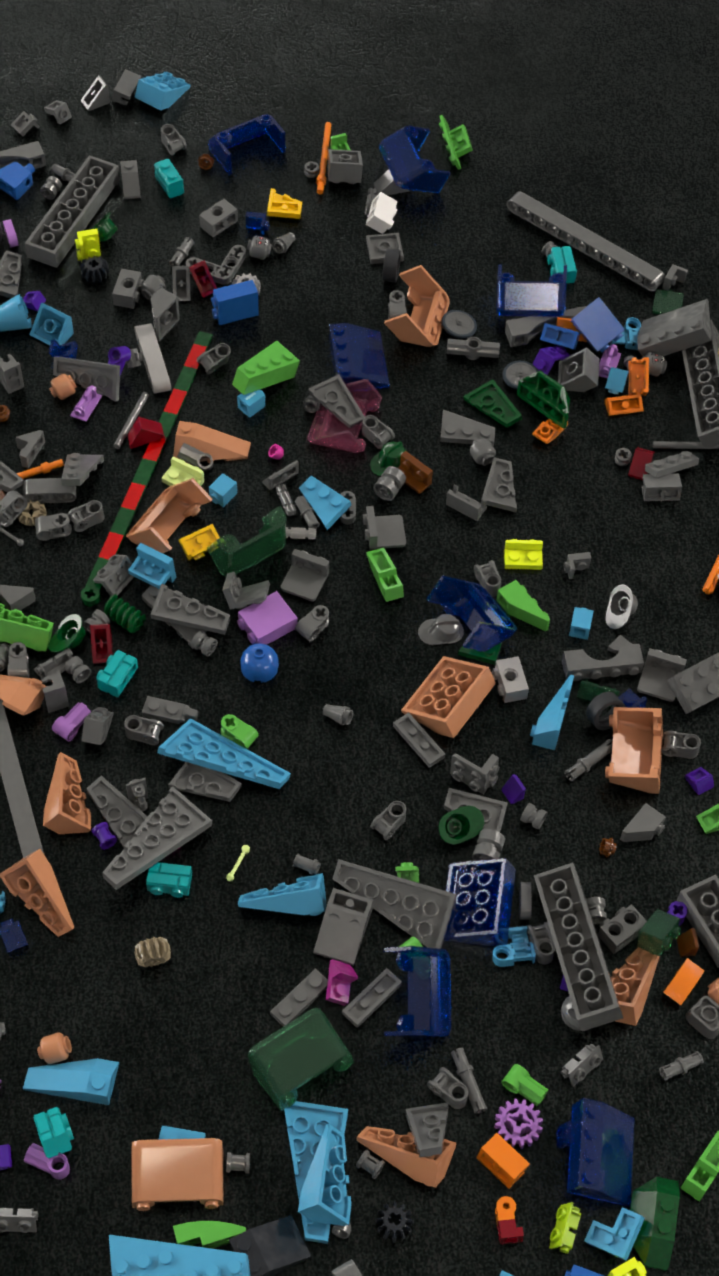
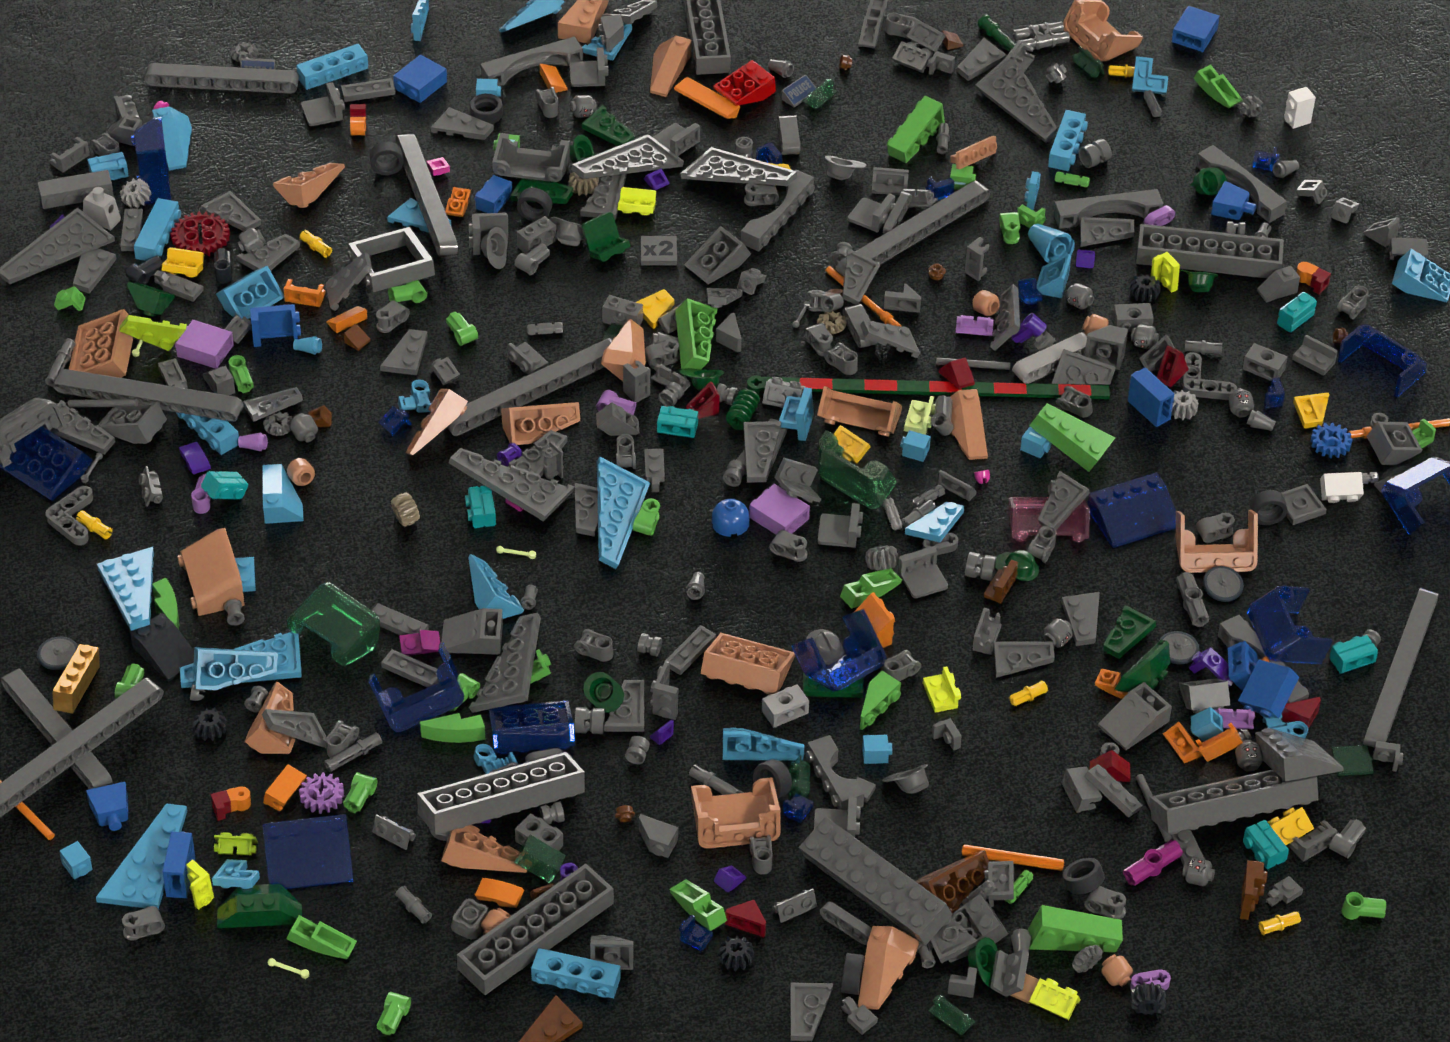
camera: 75 degrees right, 10 degrees down
(83, 317) = (1079, 296): none -> dark grey head
(128, 316) = (1094, 323): none -> nougat head
(131, 152) = (1313, 276): none -> leg
(178, 342) = (1081, 370): none -> dark grey wing
(221, 184) = (1315, 355): none -> dark grey bracket
(324, 204) = (1331, 440): none -> blue gear
(357, 553) = (882, 557): none -> dark grey gear
(404, 771) = (649, 644): none -> dark grey wheel
(430, 573) = (880, 618): none -> orange slope
(465, 973) = (453, 729): none -> bright green slope
(543, 493) = (1028, 693): none -> yellow axle
(595, 424) = (1136, 716): none -> dark grey slope
(619, 311) = (1301, 711): none -> dark red slope

